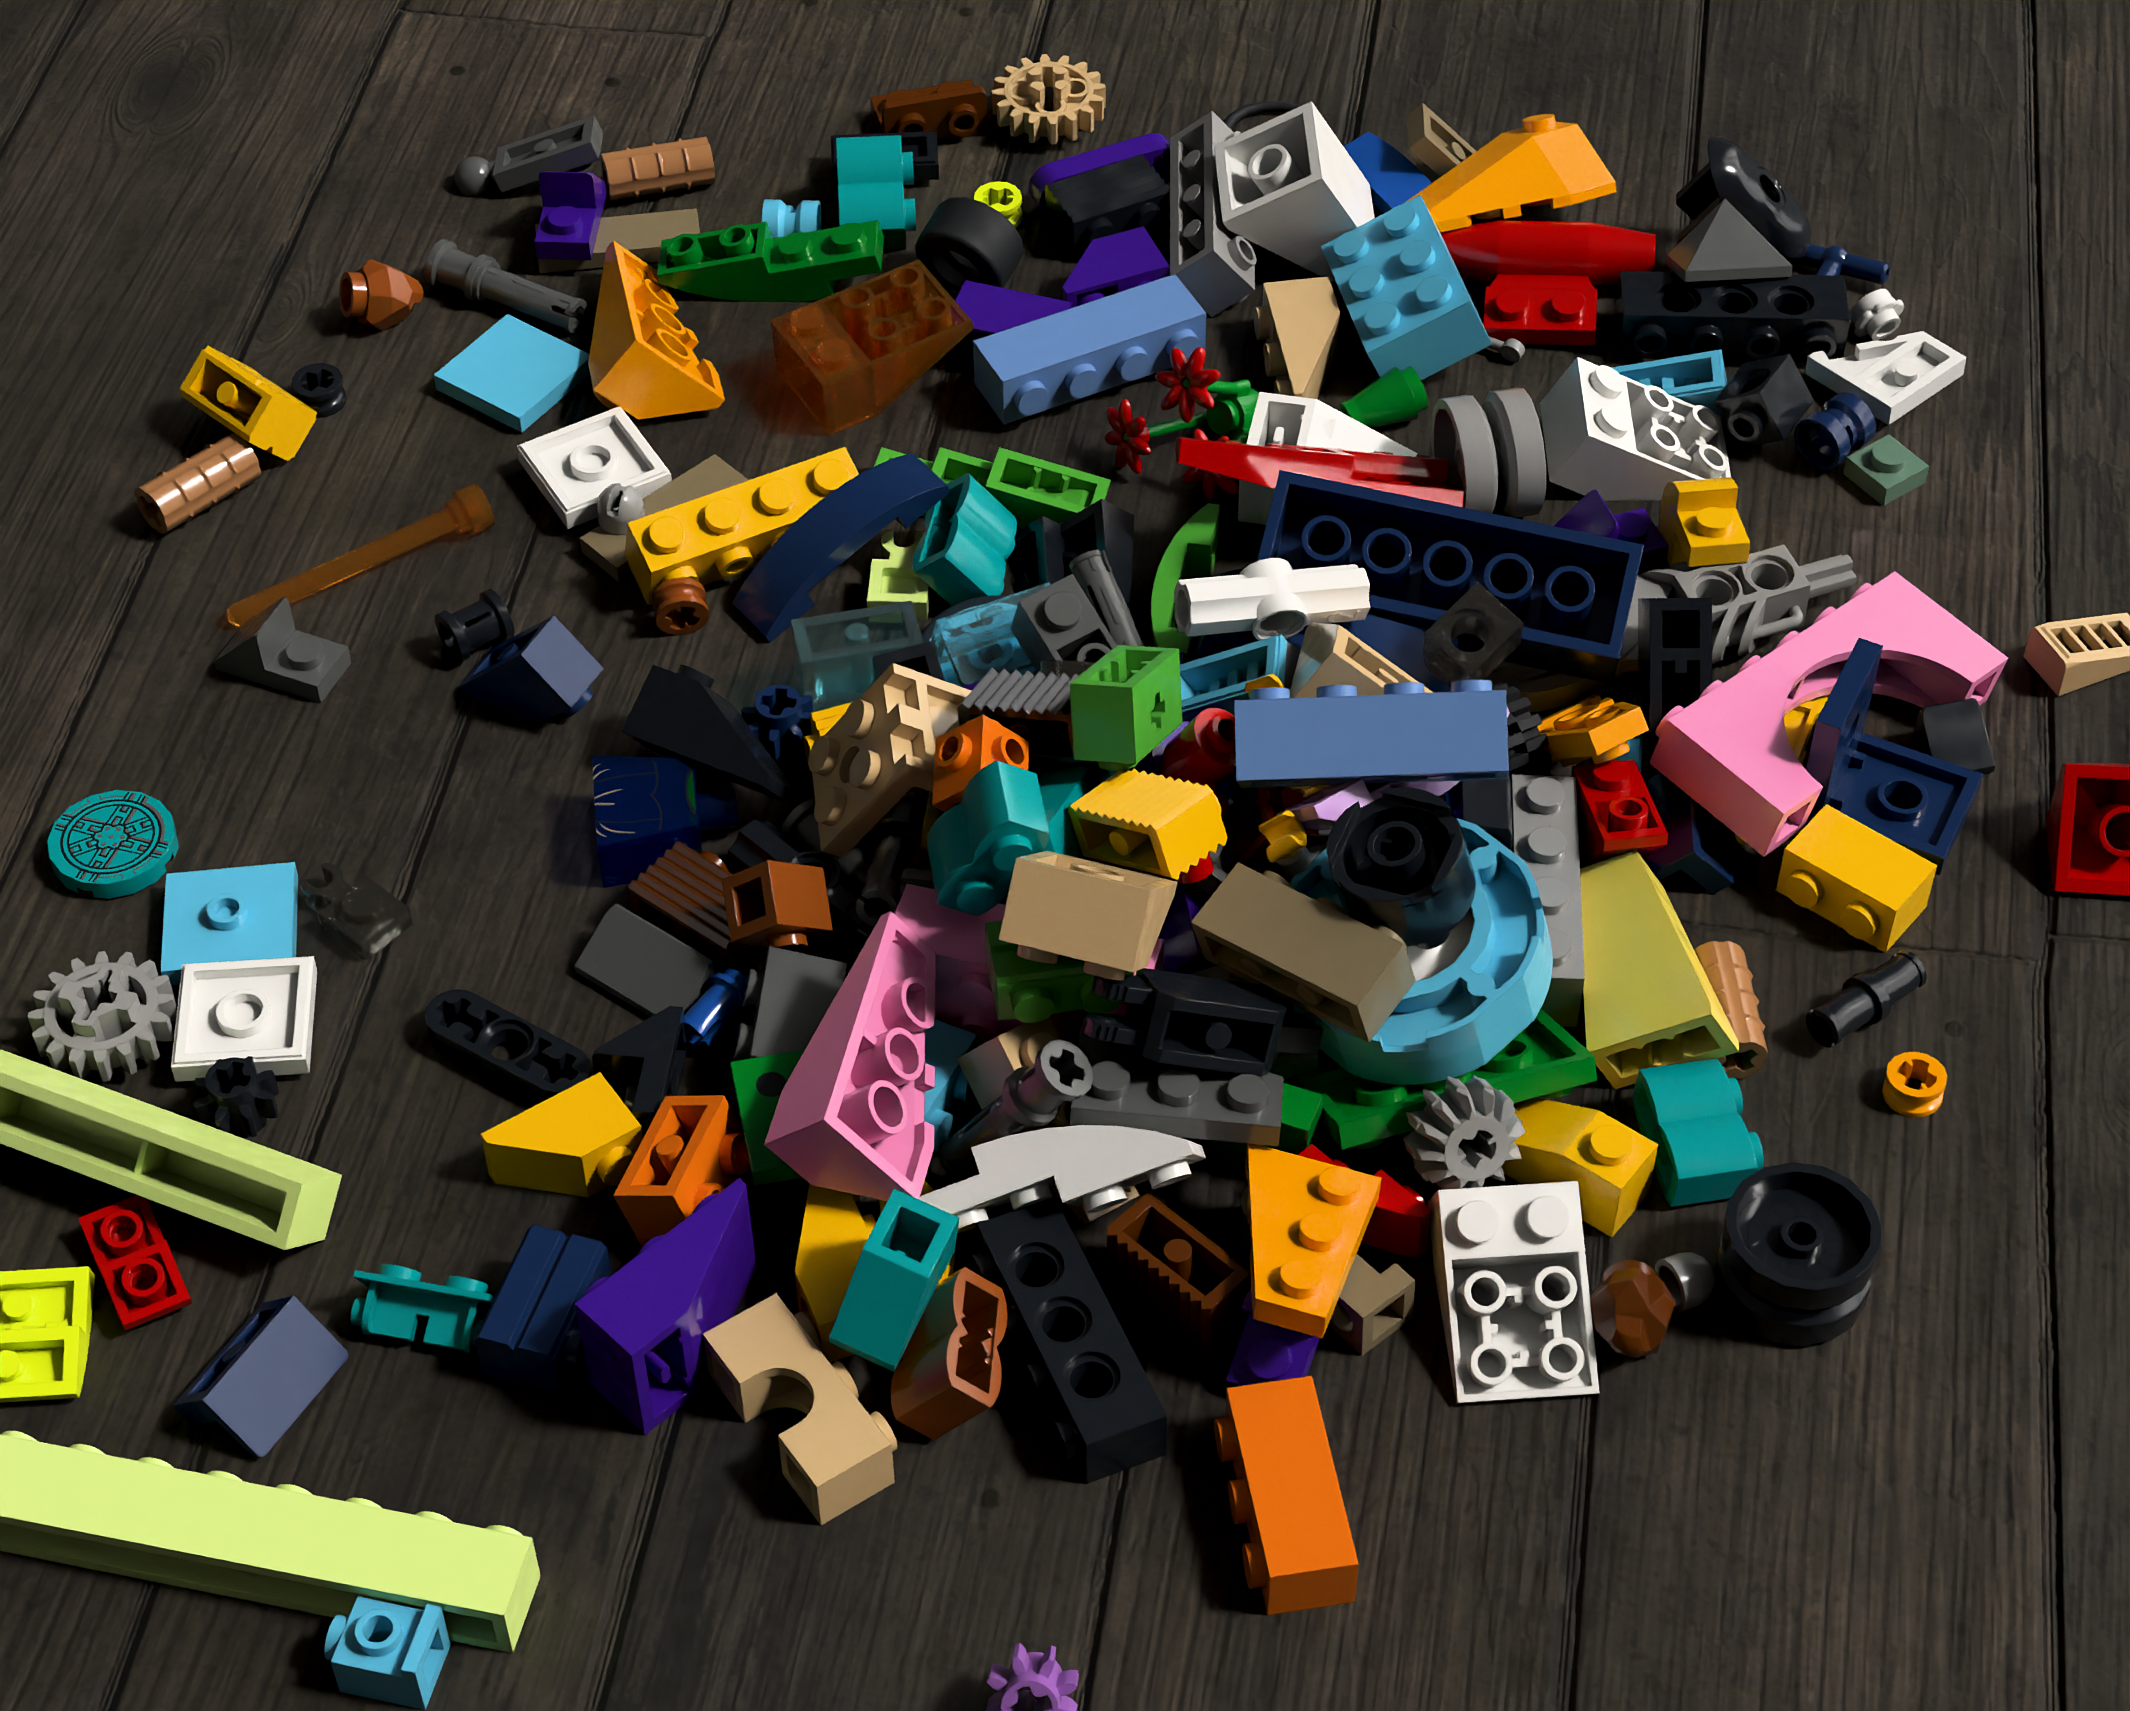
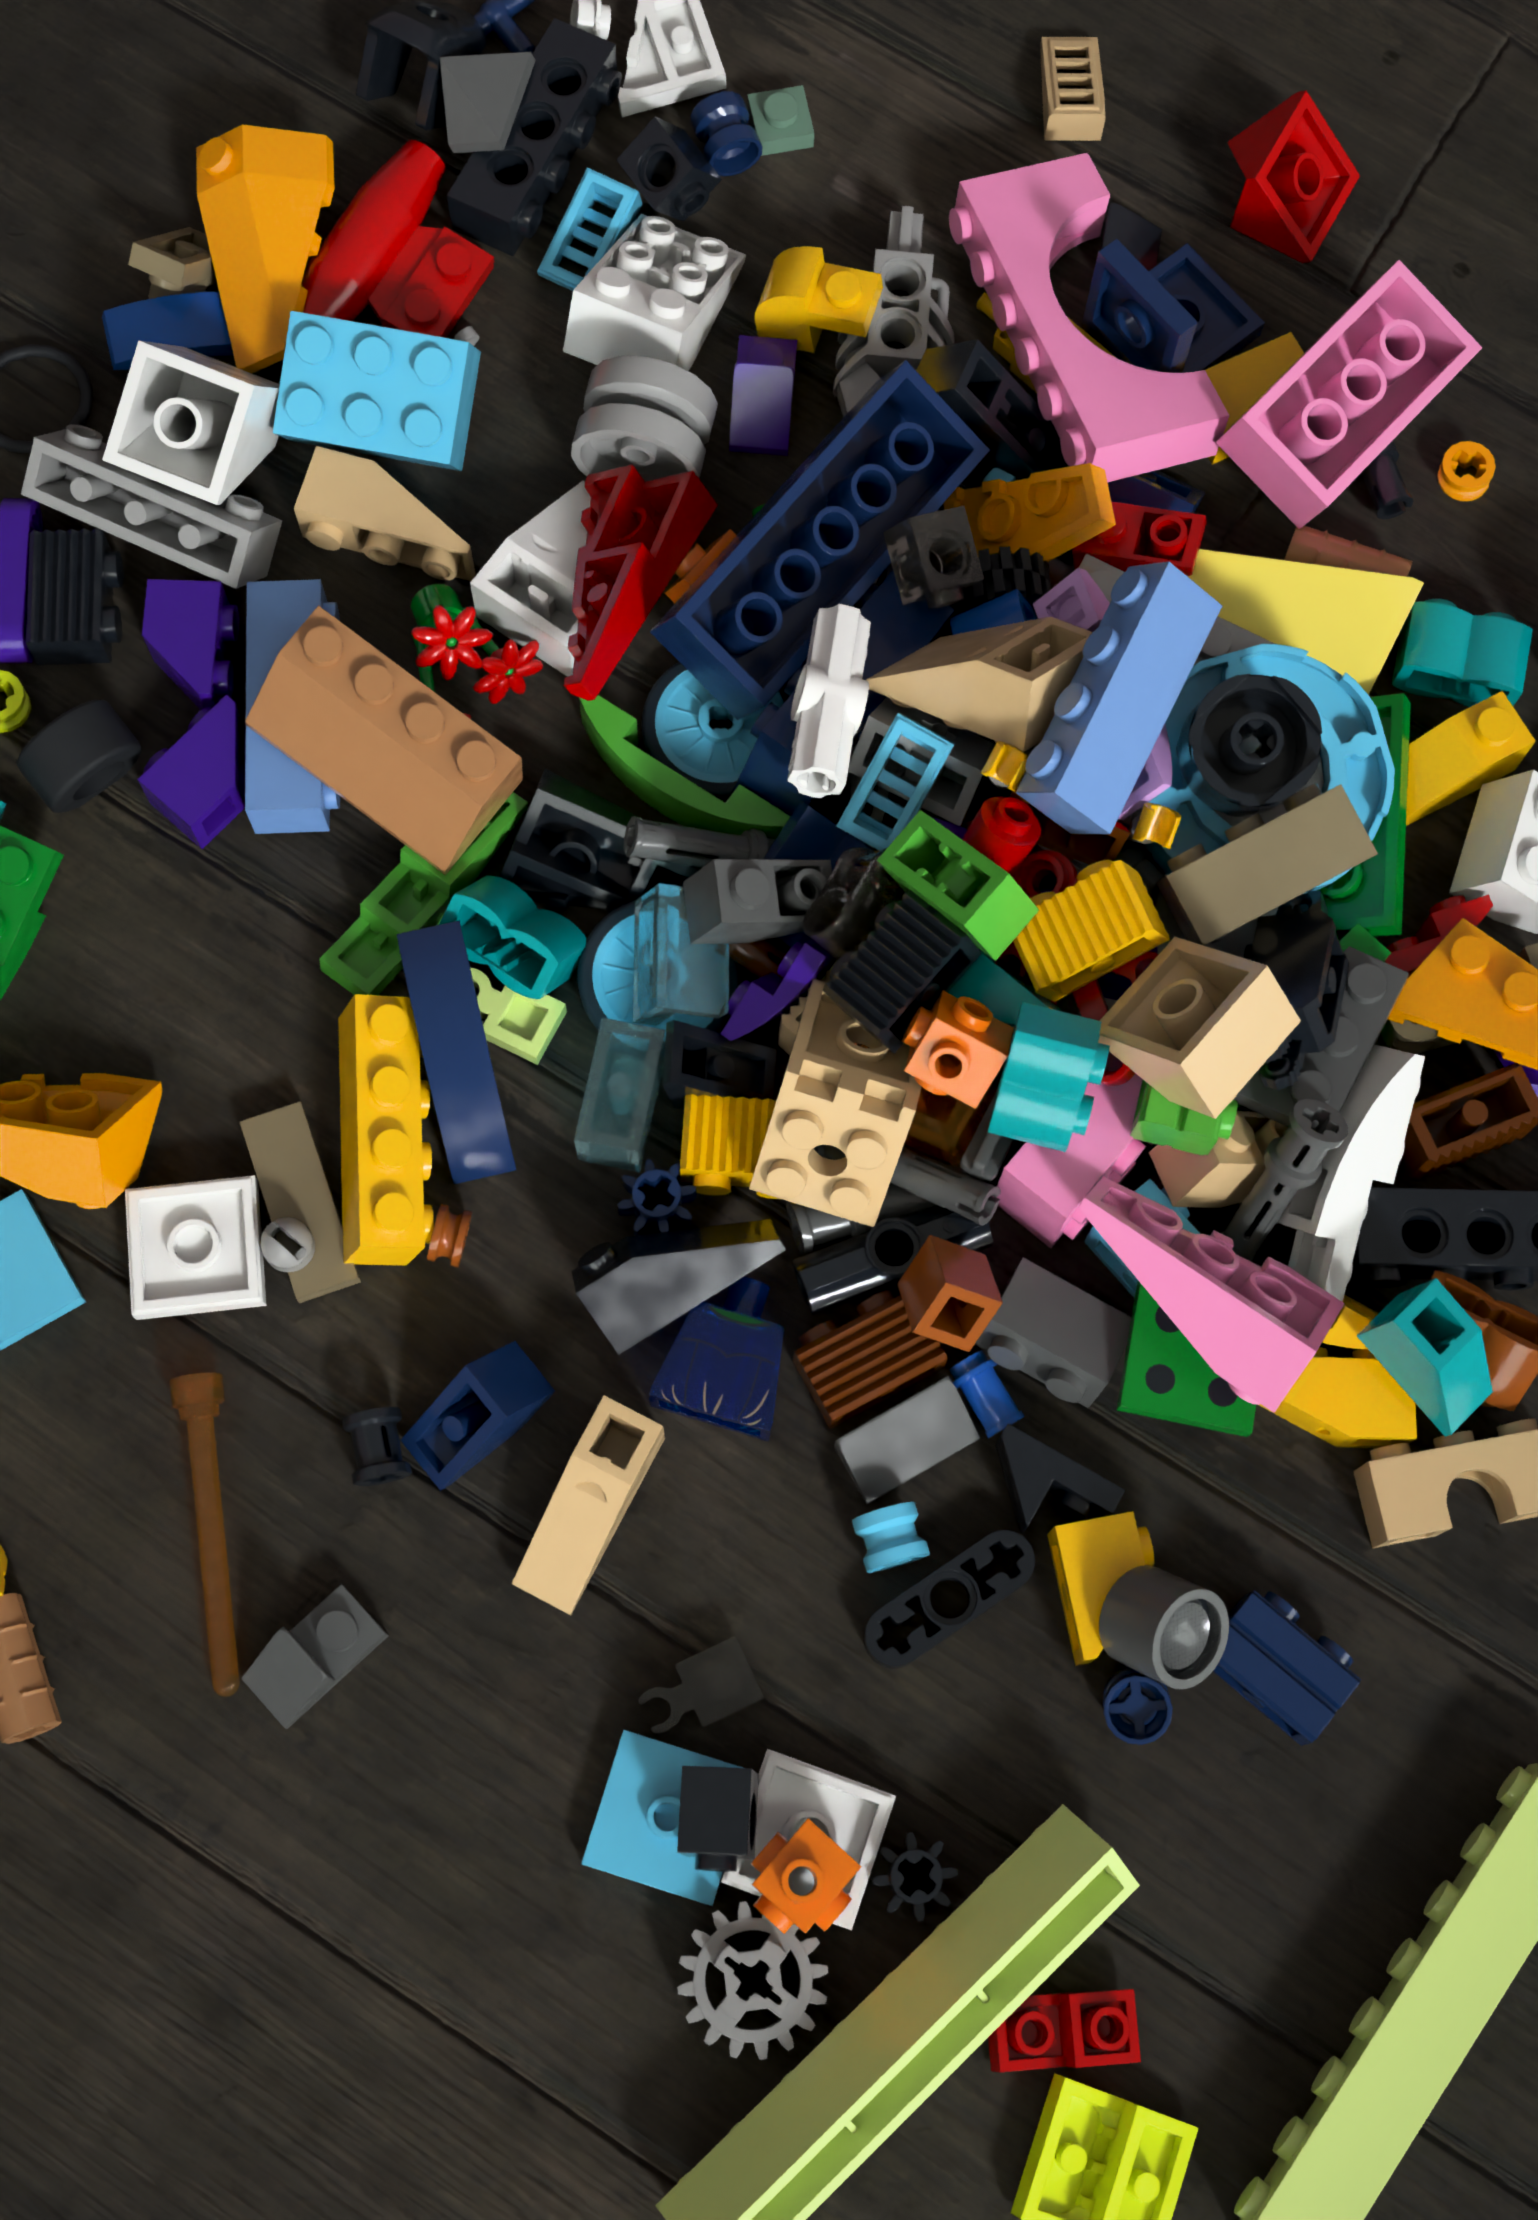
camera: 70 degrees left, 25 degrees up
(112, 843) = (503, 1907): teal tile -> none
(198, 987) = (830, 1870): none -> orange brick
(233, 922) = (718, 1816): none -> black brick
(264, 1375) = (1243, 1950): dark blue panel -> none
(399, 1298) = (1240, 1744): teal hinge -> none
(460, 1205) = (1136, 1718): none -> dark blue wheel
(495, 762) = (589, 1504): none -> tan slope
(532, 1169) = (1164, 1627): none -> dark grey piece
(545, 980) = (890, 1537): none -> medium azure wheel
(650, 1316) = (1361, 1563): dark purple slope -> none
(684, 1157) = (1194, 1490): orange brick -> none
(866, 344) = (171, 907): clear orange slope -> none
(1079, 384) = (383, 740): none -> medium nougat slope
(1388, 400) = (489, 479): green cone -> none
(1463, 1134) = (1437, 832): light grey gear -> none
(1880, 901) = (1349, 395): none -> bright pink brick

